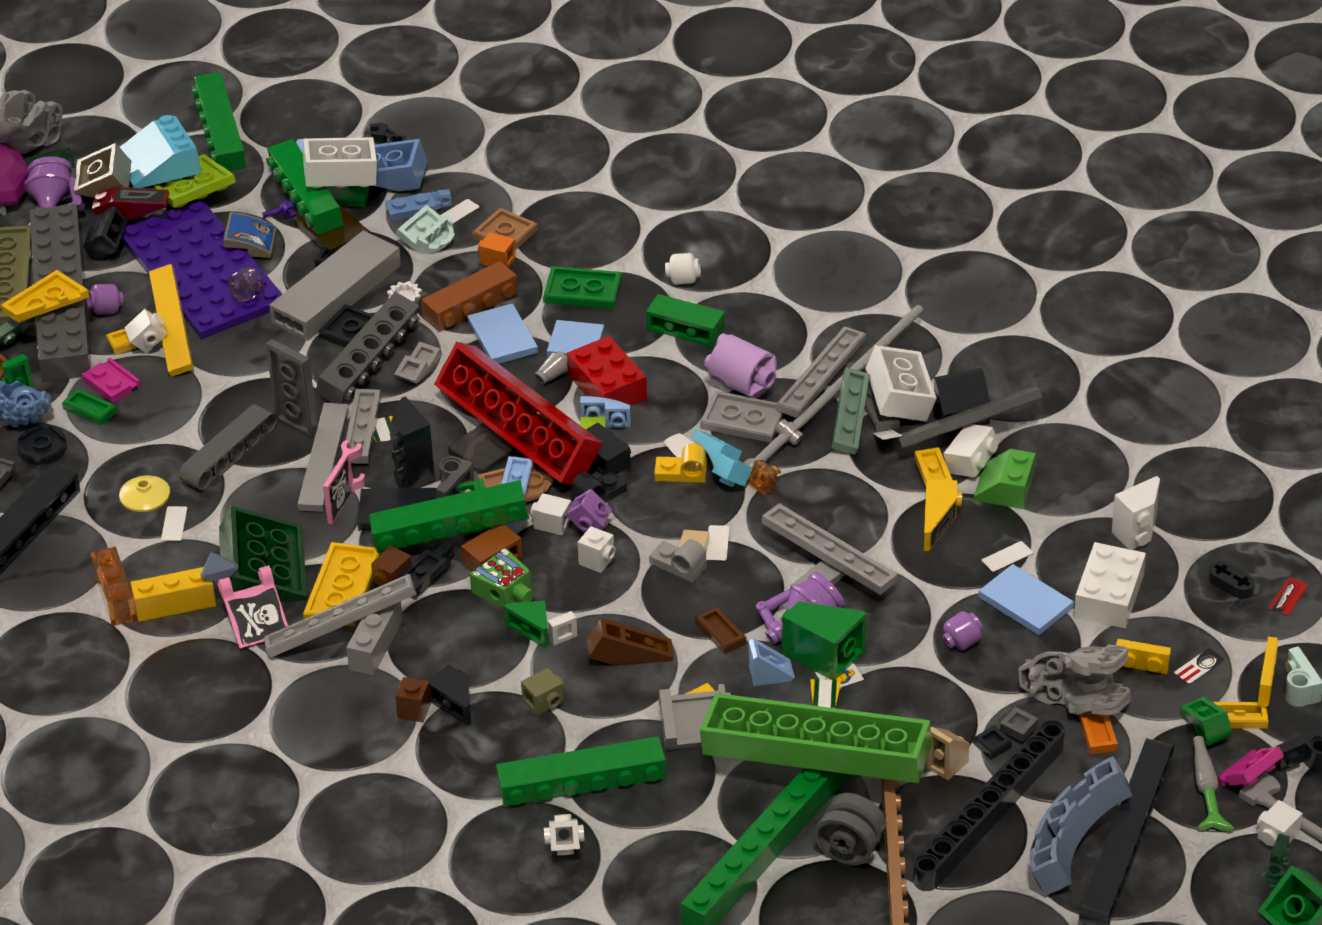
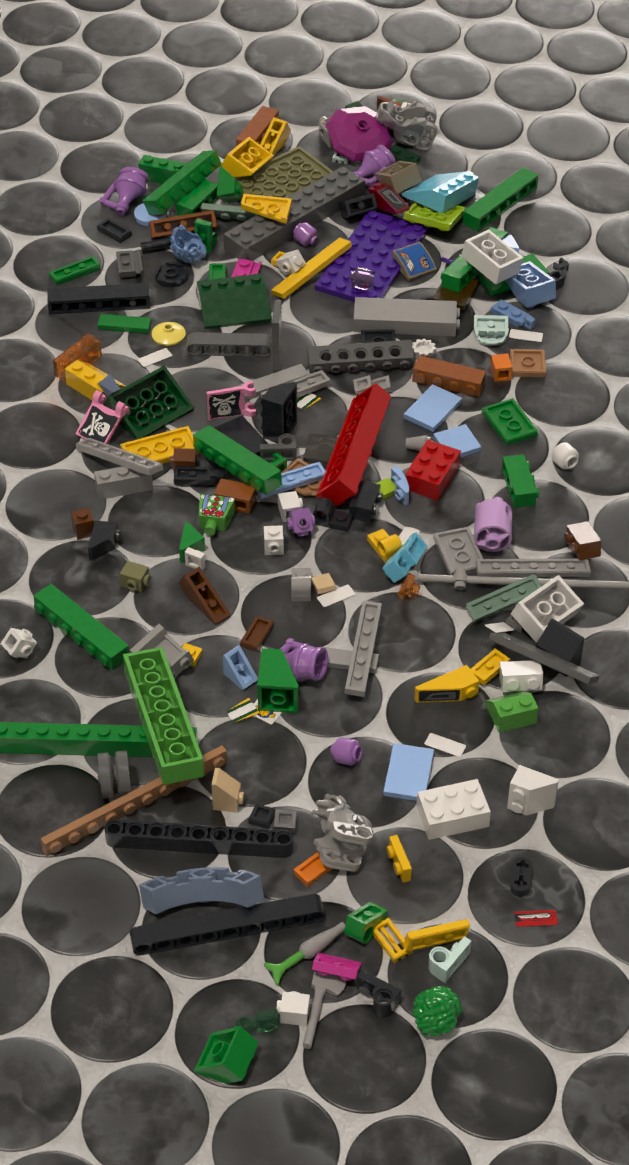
camera: 55 degrees right, 5 degrees up
(87, 522) = (124, 323): none -> green tile
(156, 410) = (233, 301): none -> dark green slope
(822, 313) = (583, 540): none -> reddish brown brick
(1199, 665) = (424, 897): sticker -> none

